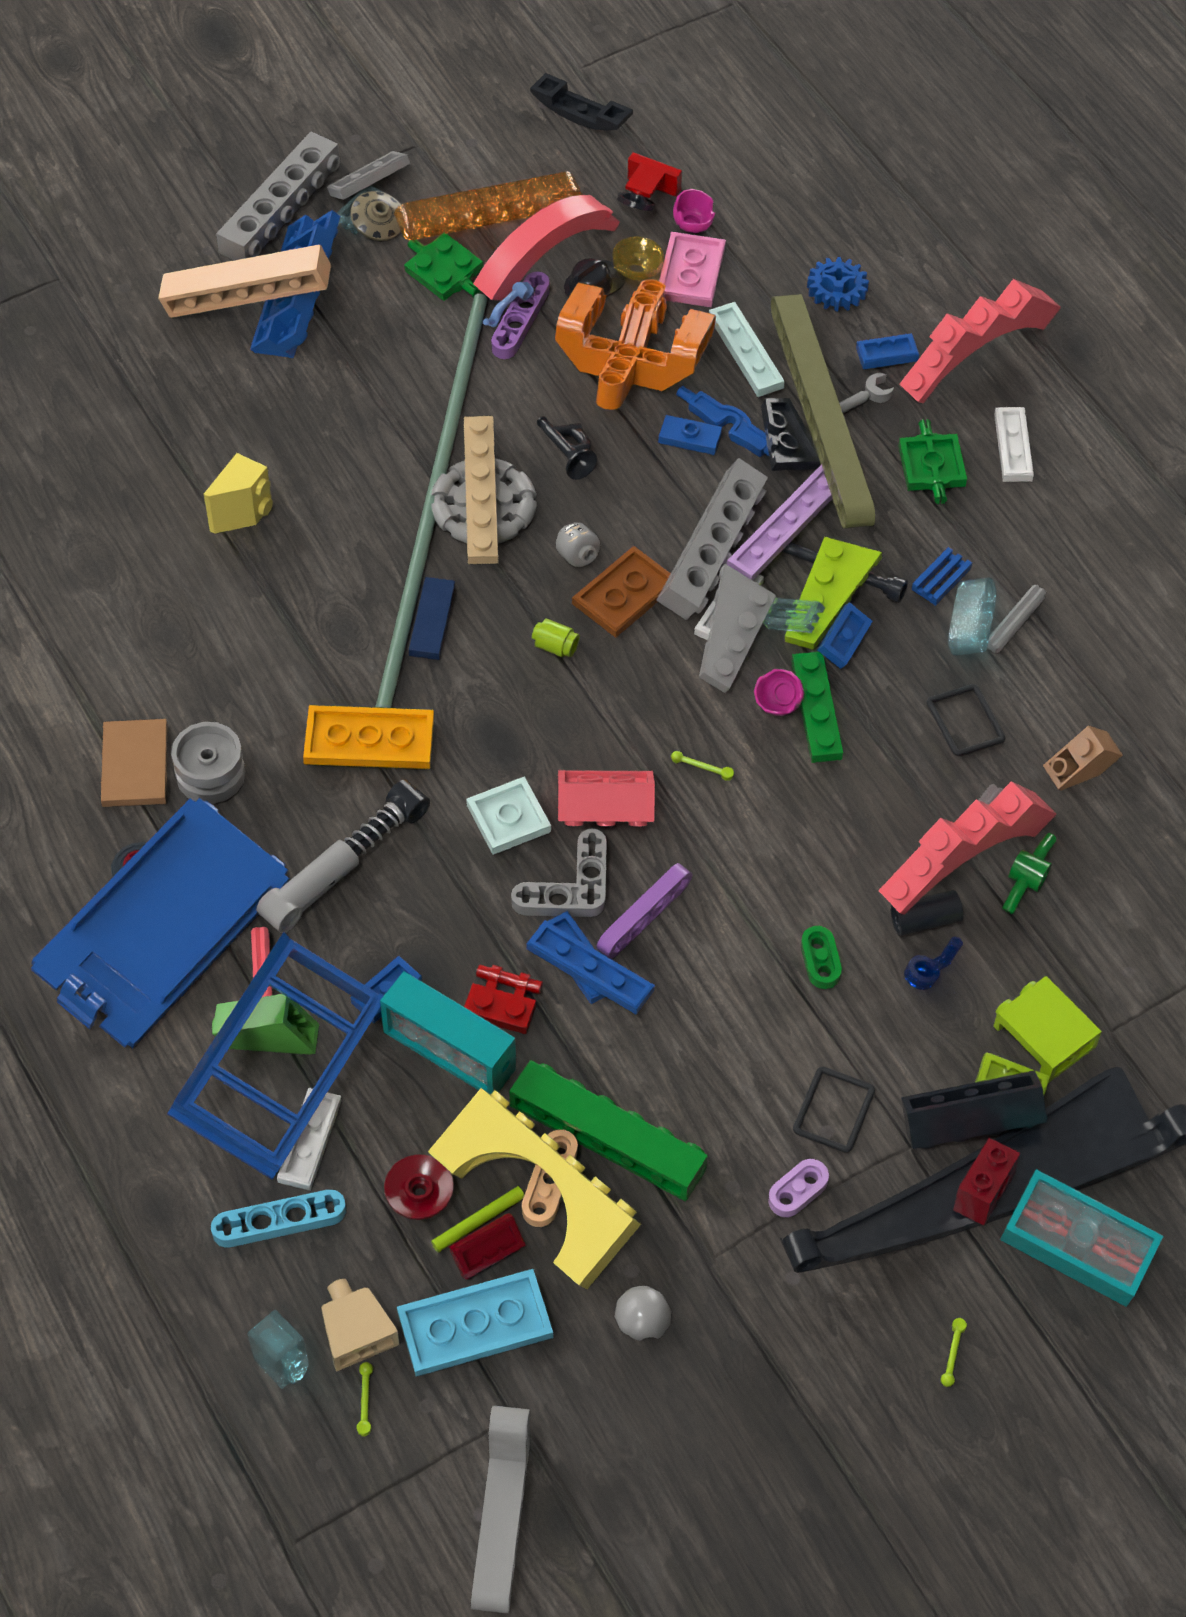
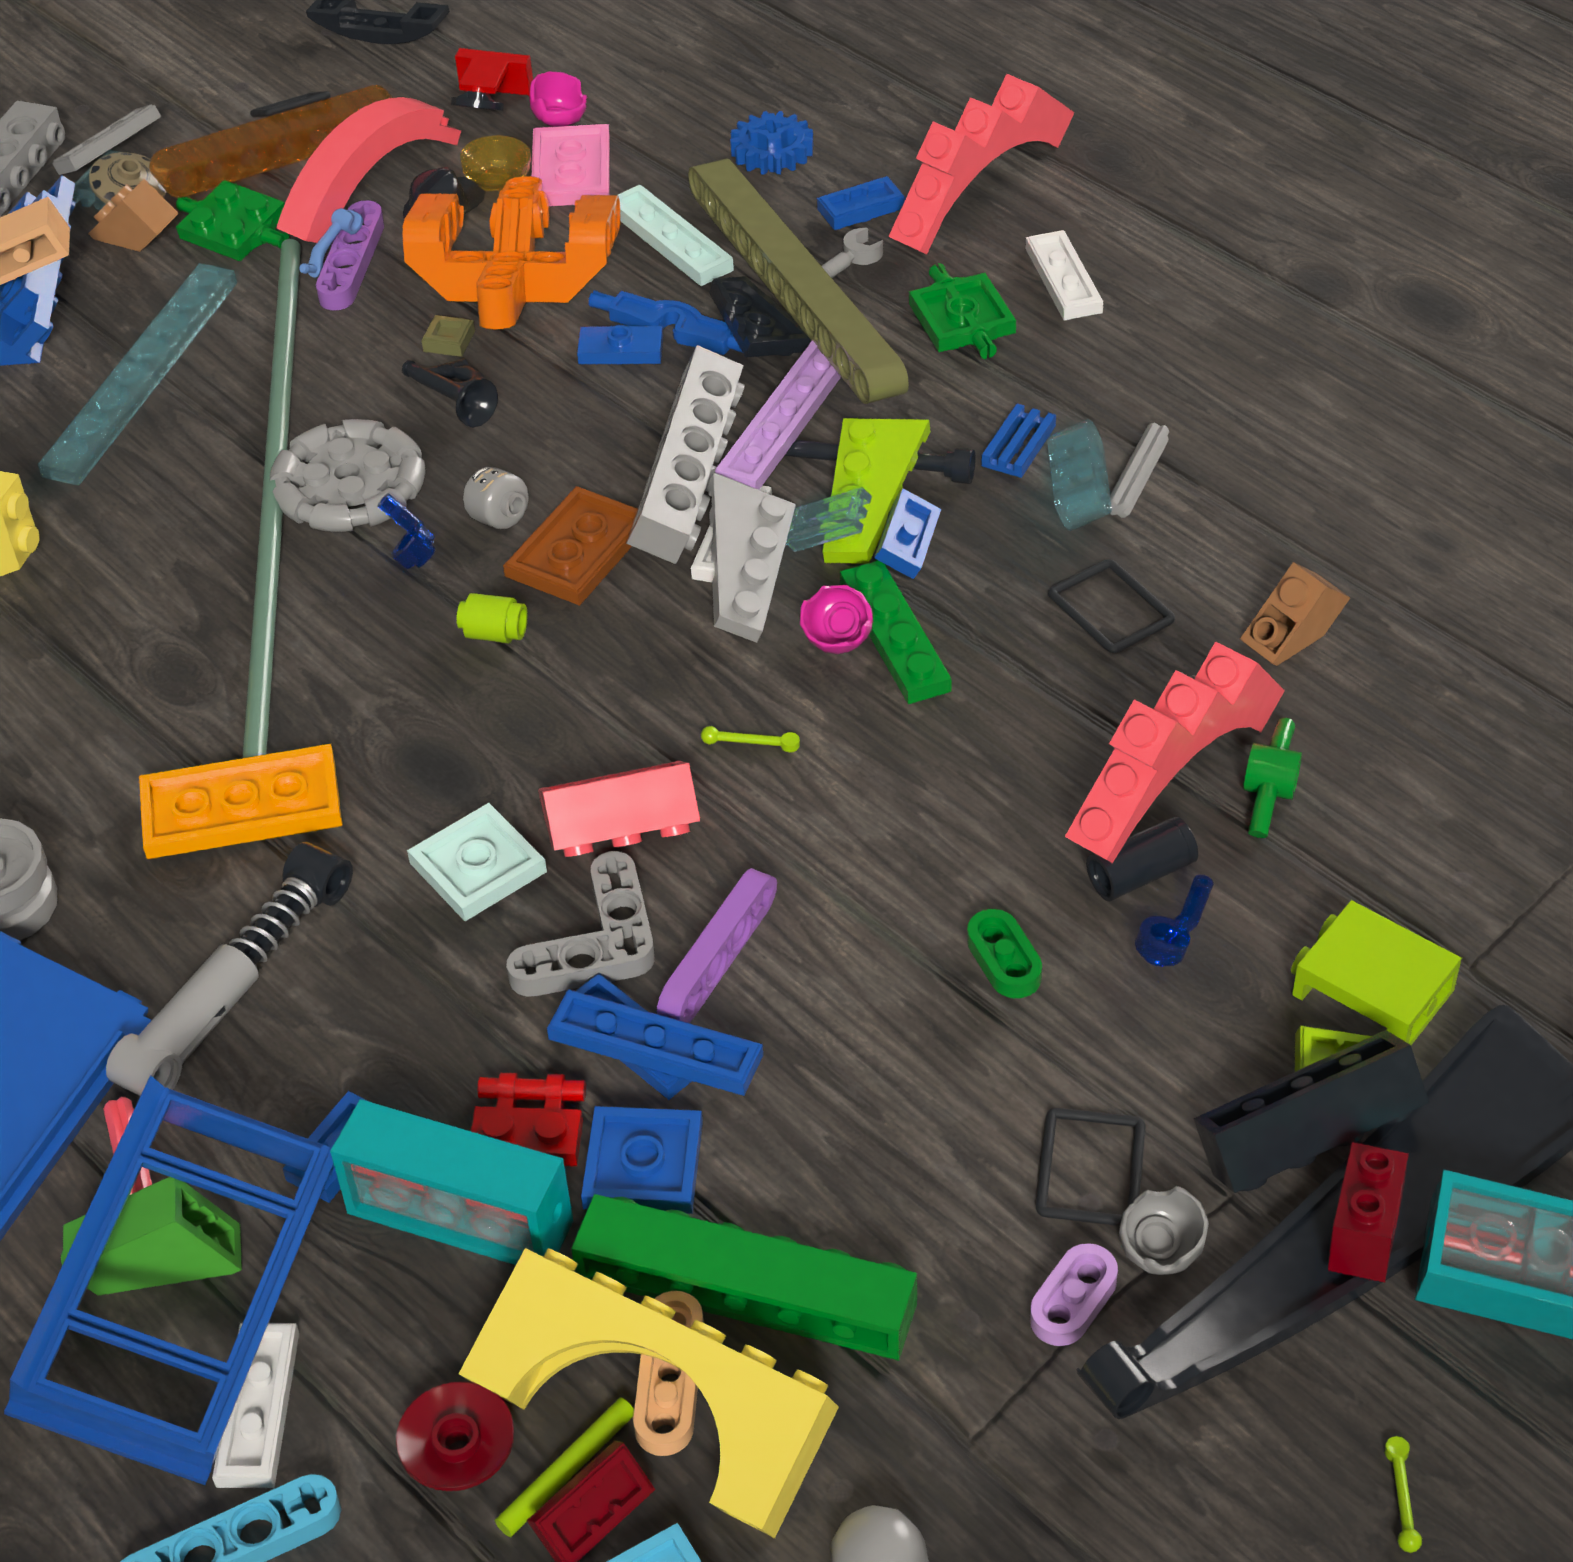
camera: 10 degrees left, 10 degrees down
(359, 383) = (137, 375): none -> clear light blue plate
(376, 252) = (135, 219): none -> medium nougat slope
(432, 618) = (303, 632): dark blue tile -> none
(478, 170) = (290, 104): none -> black piece
(480, 490) = (340, 458): tan plate -> none
(518, 568) = (416, 544): none -> clear blue plate
(566, 1040) = (644, 1156): none -> blue plate
(574, 399) = (448, 335): none -> olive tile
(862, 1162) = (1164, 1230): none -> light grey hair

